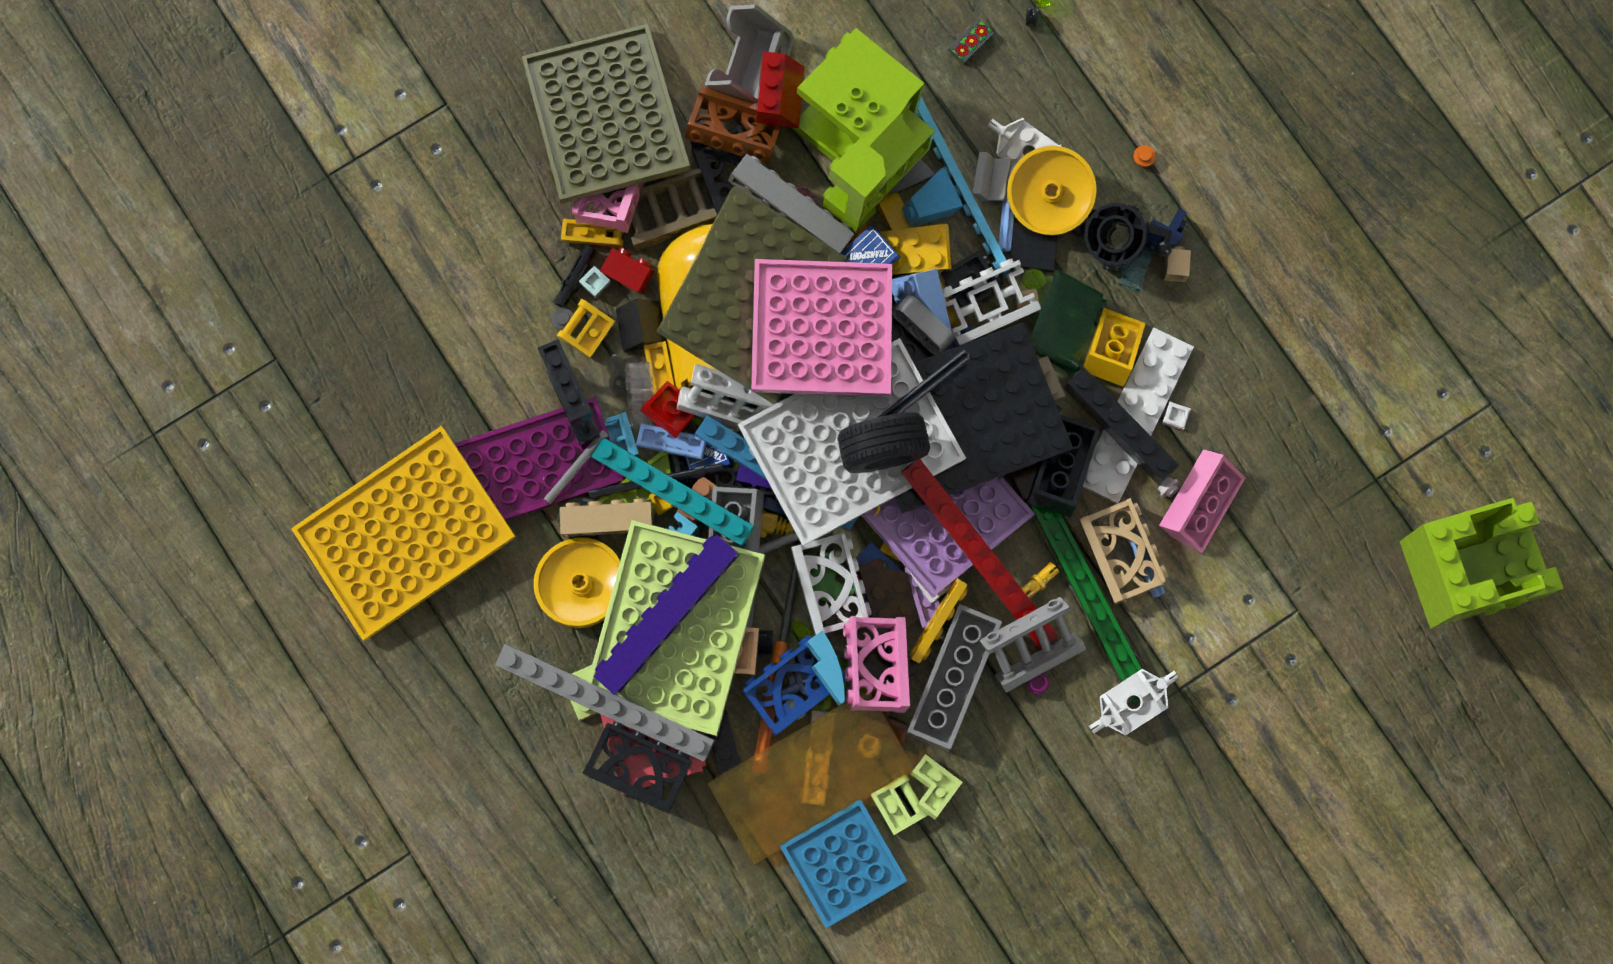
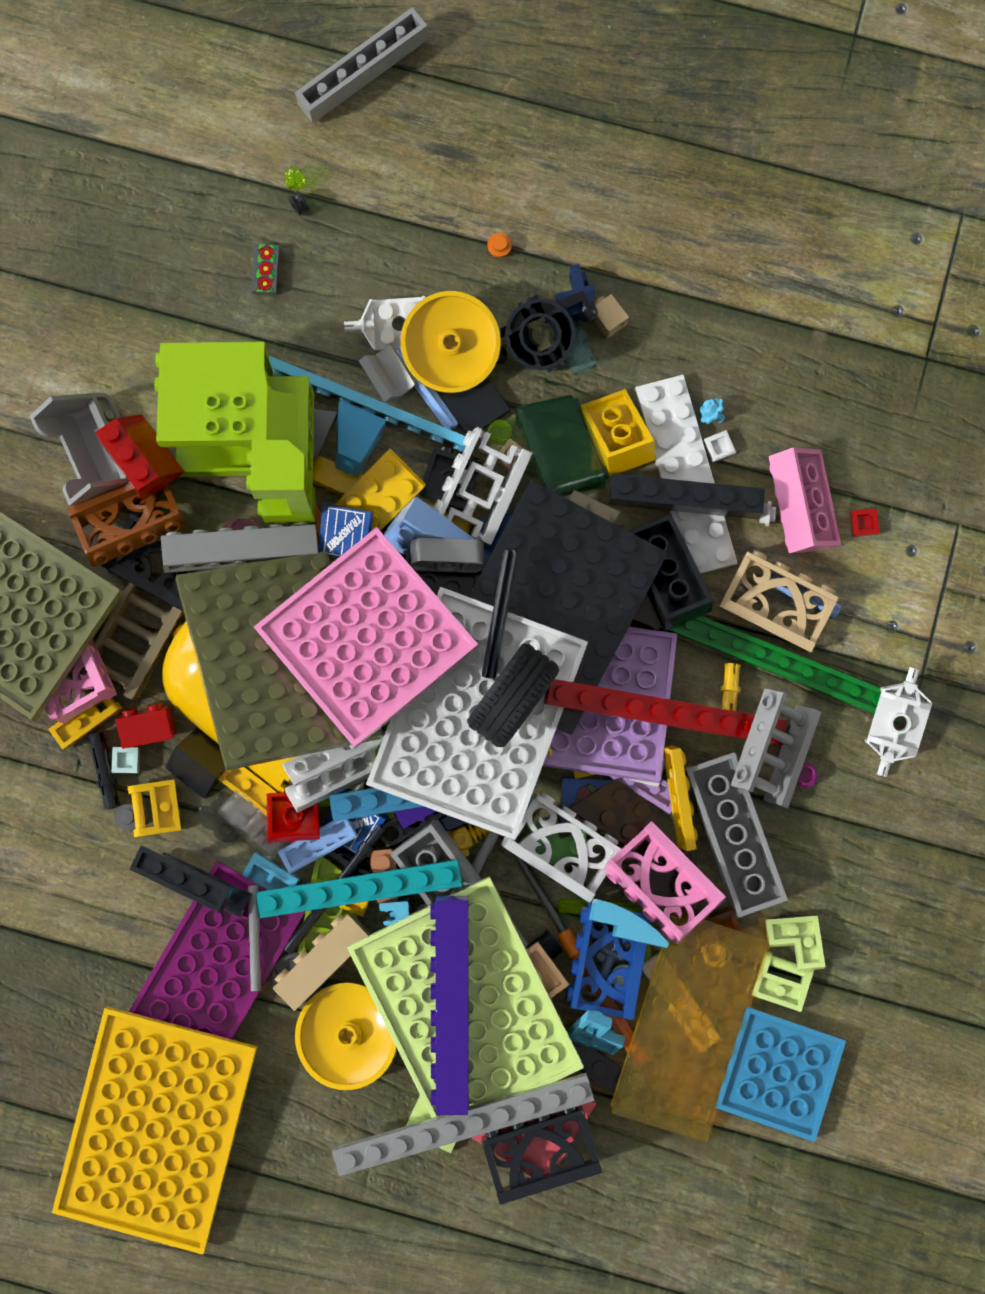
camera: 40 degrees left, 5 degrees up
(740, 722) = (595, 1031): none -> medium azure plate
(1192, 387) = (712, 411): none -> medium azure plant
(1231, 552) = (864, 522): none -> red tile

